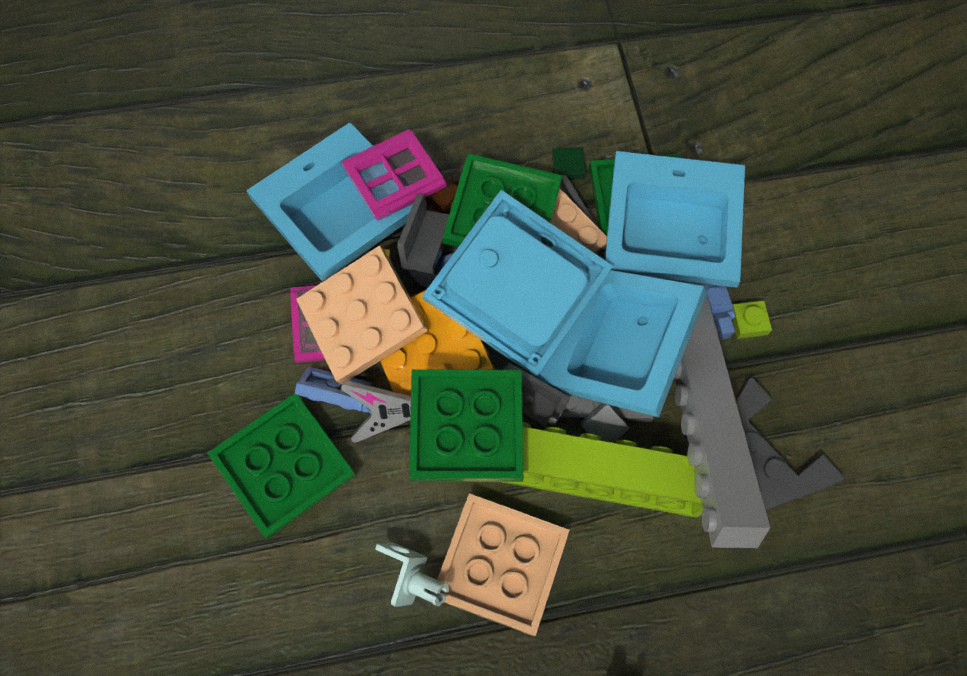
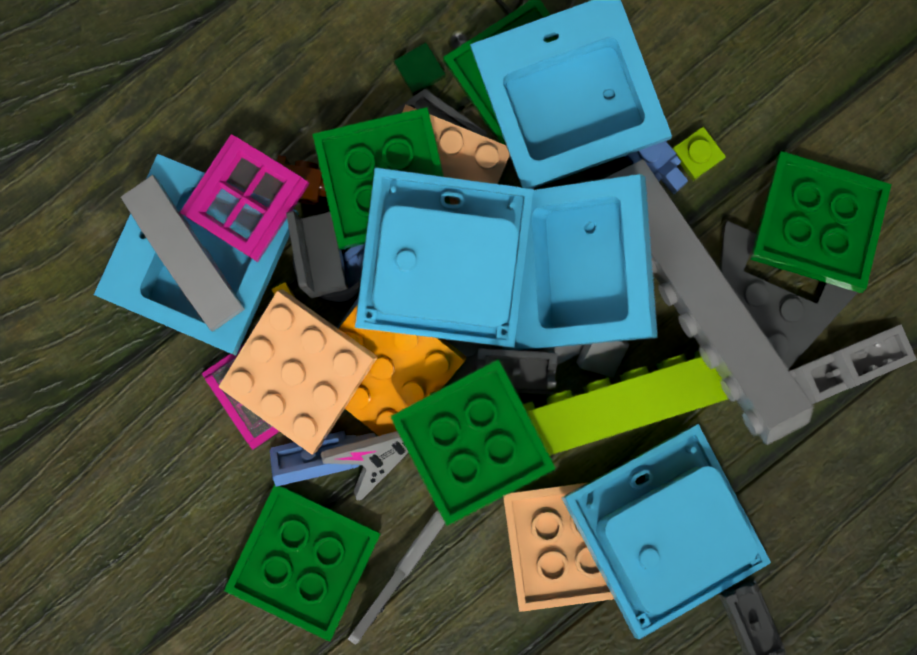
camera: 20 degrees left, 15 degrees up
(312, 530) = (401, 572): none -> light grey piece
(326, 190) = (182, 253): none -> light grey slope
(411, 578) = (492, 605): light aqua bracket -> none
(587, 600) = (668, 537): none -> medium azure piece
(809, 541) = (854, 364): none -> light grey slope
(829, 414) = (821, 222): none -> green plate

